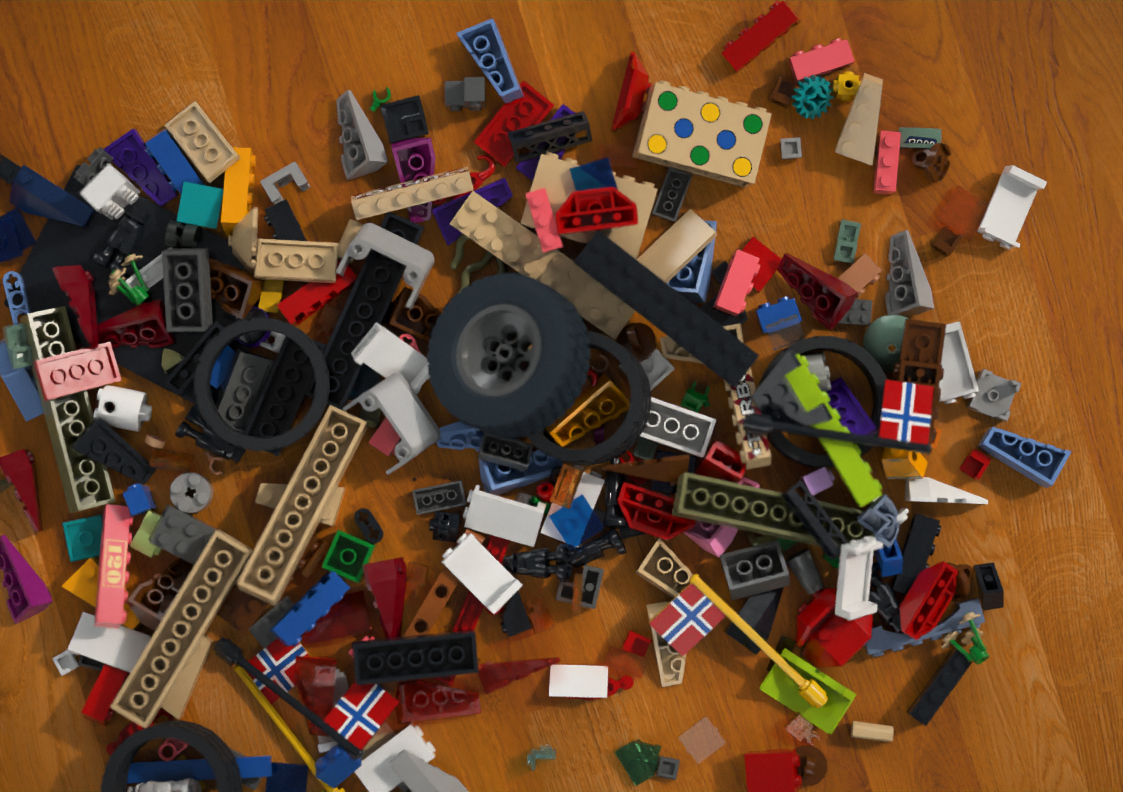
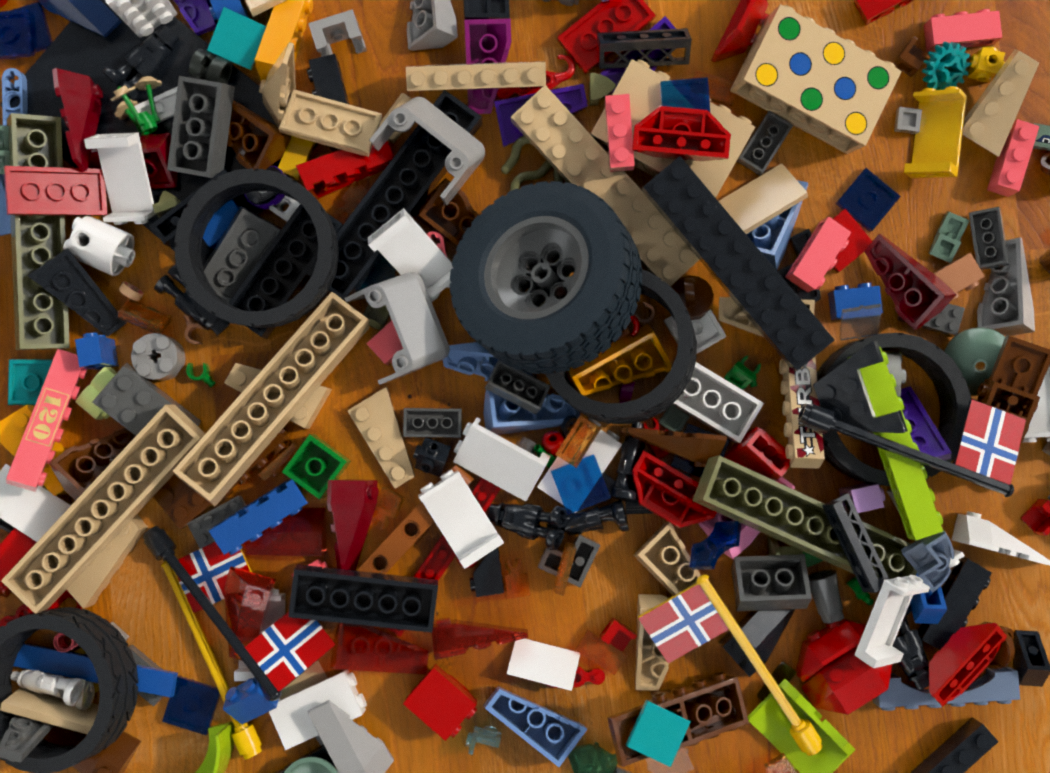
camera: 20 degrees right, 0 degrees up
(131, 346) = (124, 177): none -> white panel
(235, 501) = (205, 377): none -> green piece
(365, 528) = (342, 438): black beam -> none
(397, 515) = (381, 431): none -> tan wing
(499, 732) = (441, 702): none -> red brick
(519, 179) = (599, 88): none -> olive tile
(586, 734) = (539, 726): none -> medium blue wedge
(683, 712) = (658, 733): none -> teal tile
(701, 699) = (709, 704): none -> reddish brown wedge
(705, 540) = (723, 537): none -> clear blue tile
(771, 224) = (868, 199): none -> clear blue tile
(819, 156) = (940, 133): none -> yellow panel
(880, 236) = (989, 238): none -> dark grey piece
(903, 464) = (965, 499): light orange torso -> none
(978, 650) = (1006, 734): plant -> none

